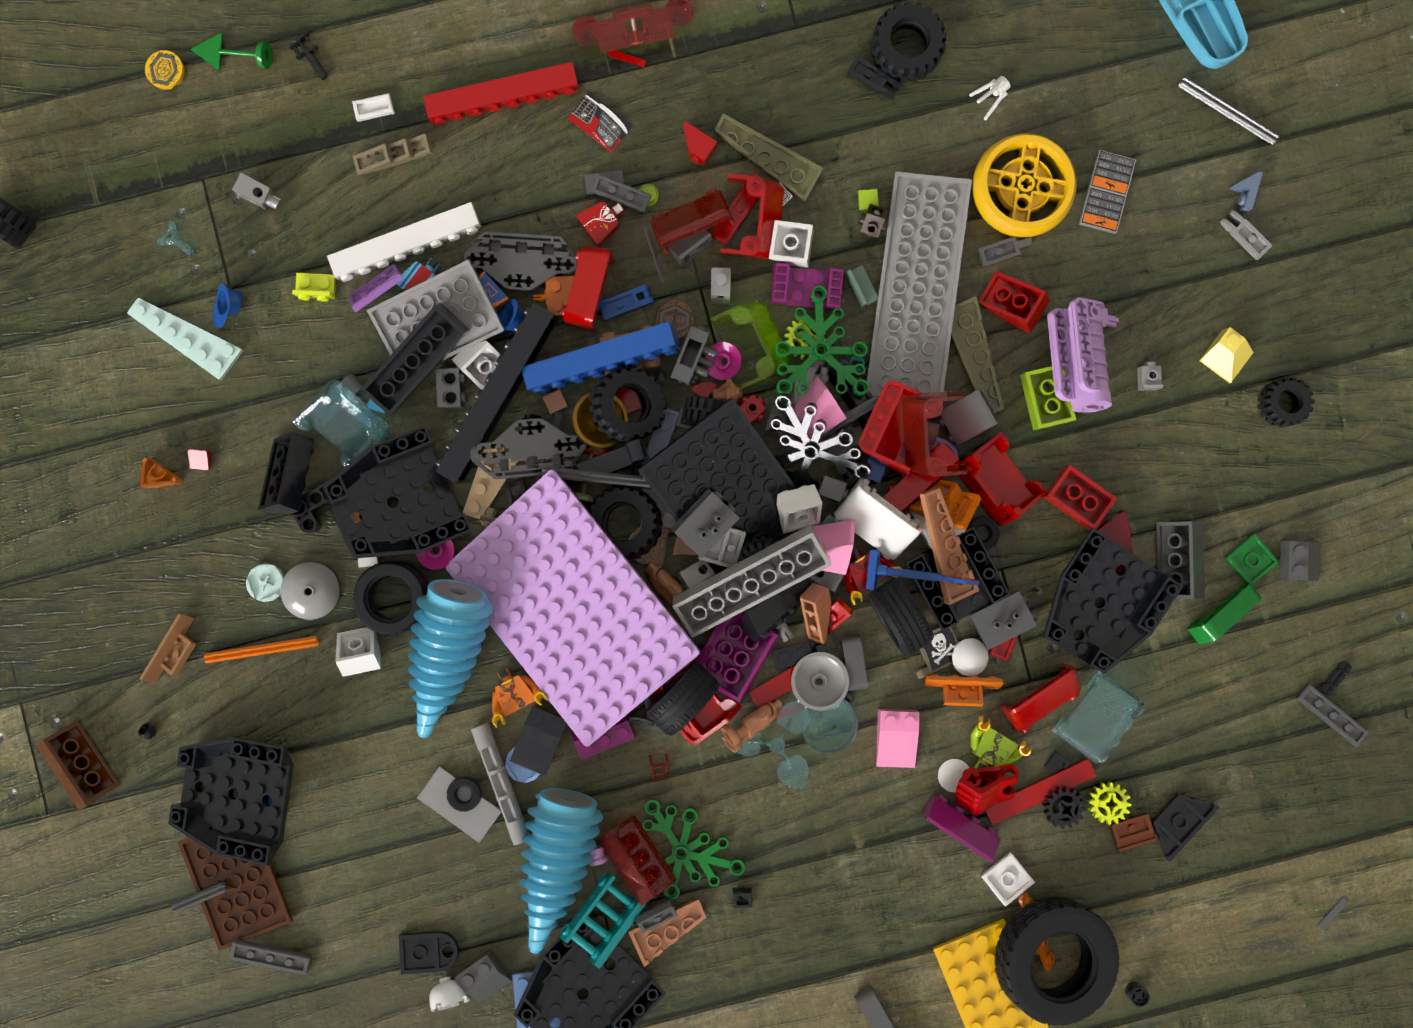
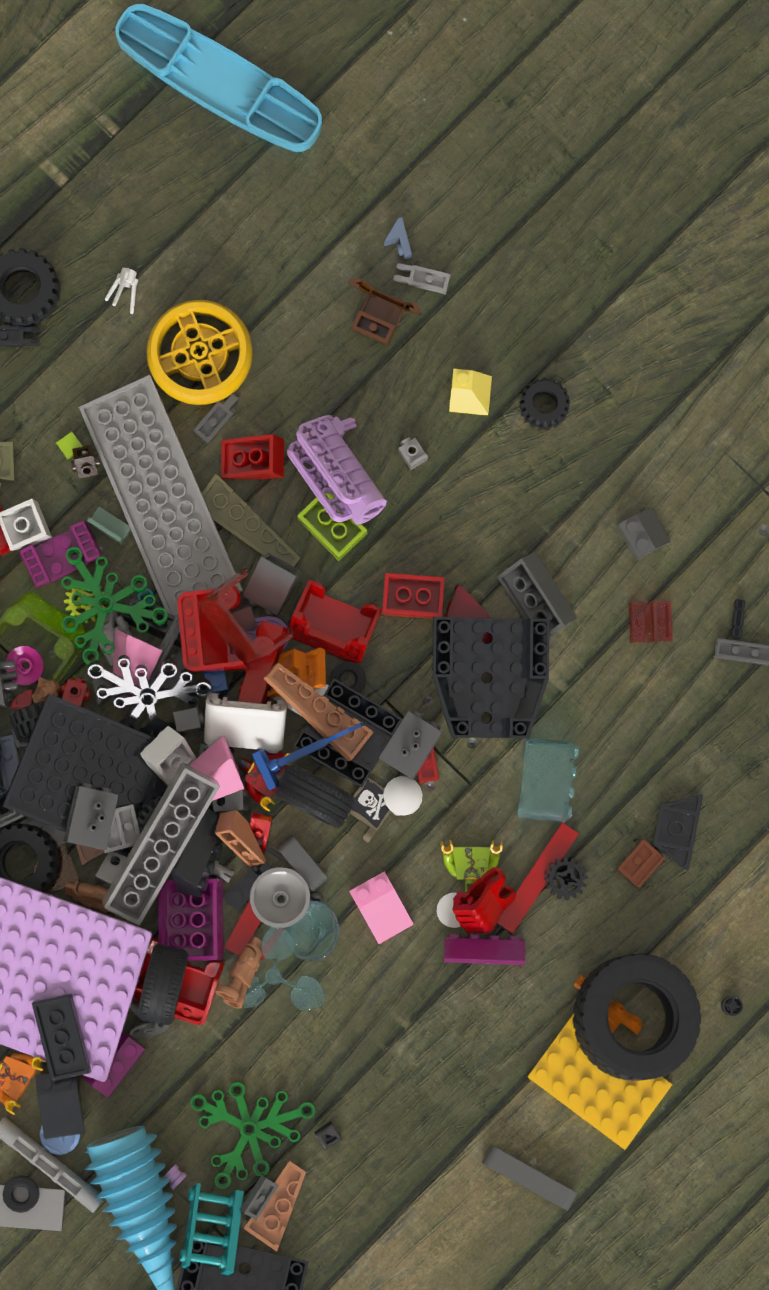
camera: 30 degrees left, 5 degrees down
(572, 690) = (61, 1037): none -> black tile
(637, 860) = (212, 1157): clear red slope -> none
(665, 766) = (188, 1059): clear red piece -> none
(963, 690) = (413, 828): orange bracket -> none
(1007, 878) = (556, 973): white tile -> none
(1043, 700) = (487, 793): red windscreen -> none
(1057, 762) = (537, 842): black tile -> none
(1107, 192) = (278, 312): tile -> none
(1109, 794) = (599, 841): neon yellow gear -> none
(1195, 243) = (380, 313): none -> reddish brown piece
(1225, 615) = (603, 621): green beam -> none
(1229, 110) = (341, 178): axle -> none
(1251, 559) = (600, 559): green tile -> none
(1261, 637) = (650, 622): none -> clear red slope

